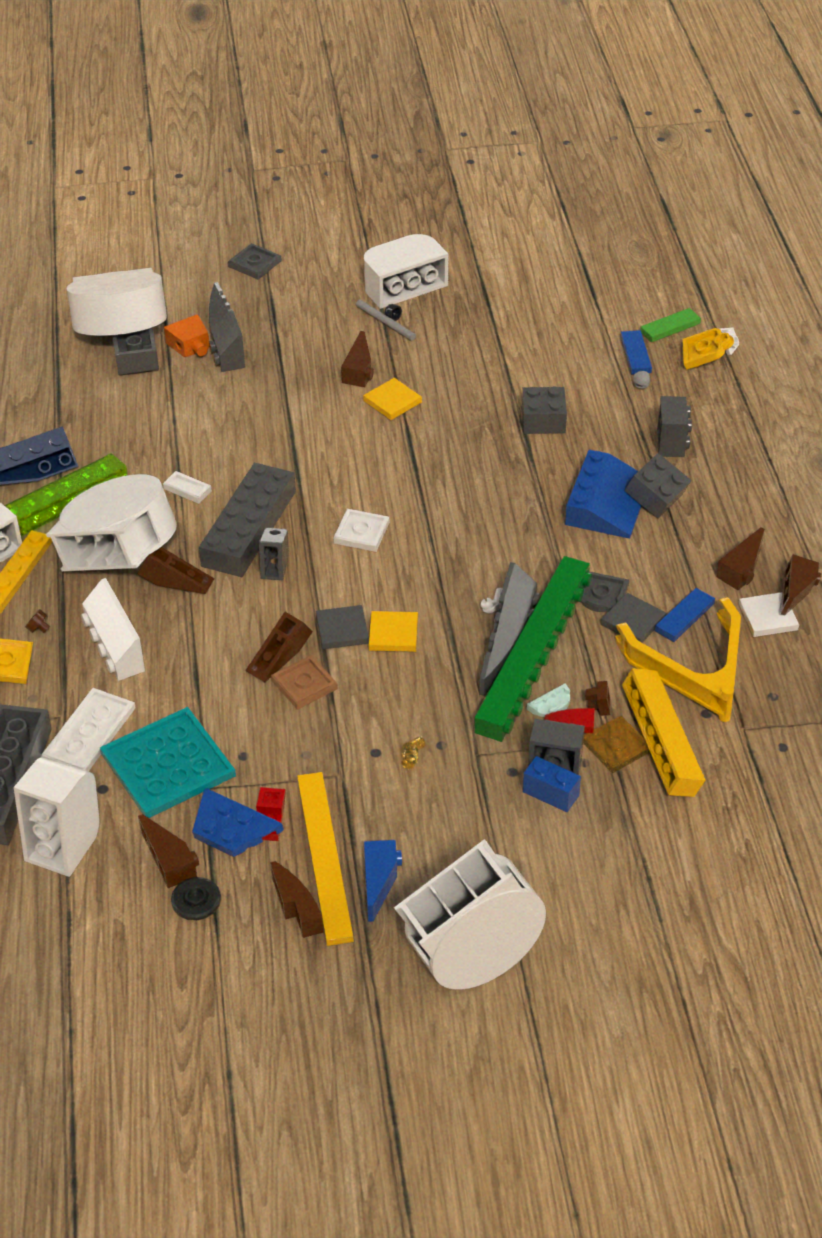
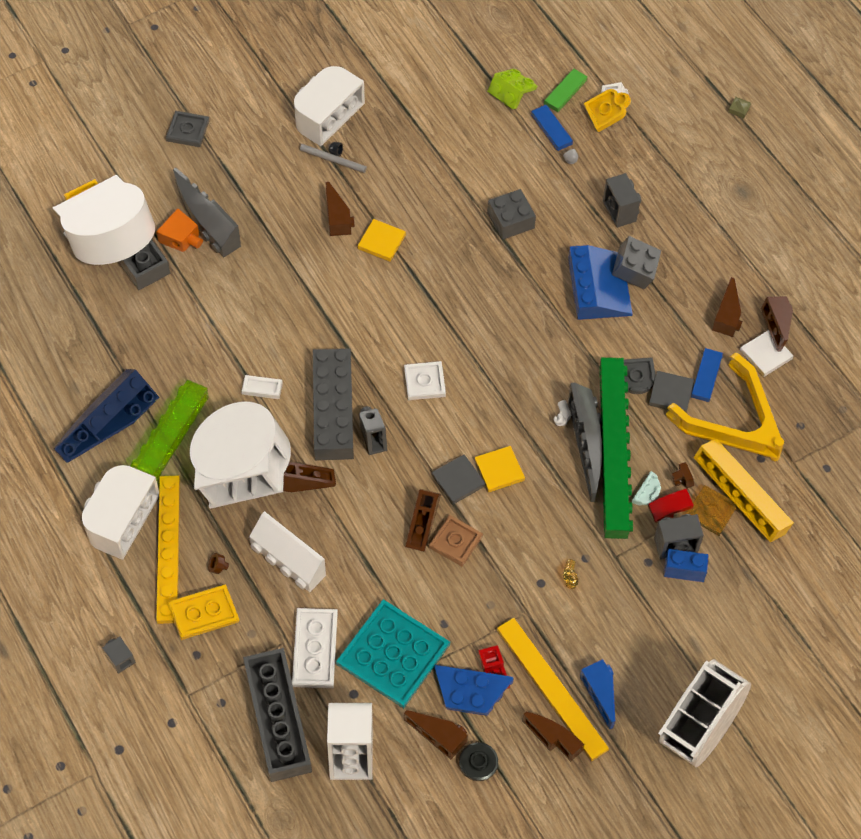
camera: 25 degrees left, 15 degrees up
(606, 303) = (510, 87): none -> lime bracket

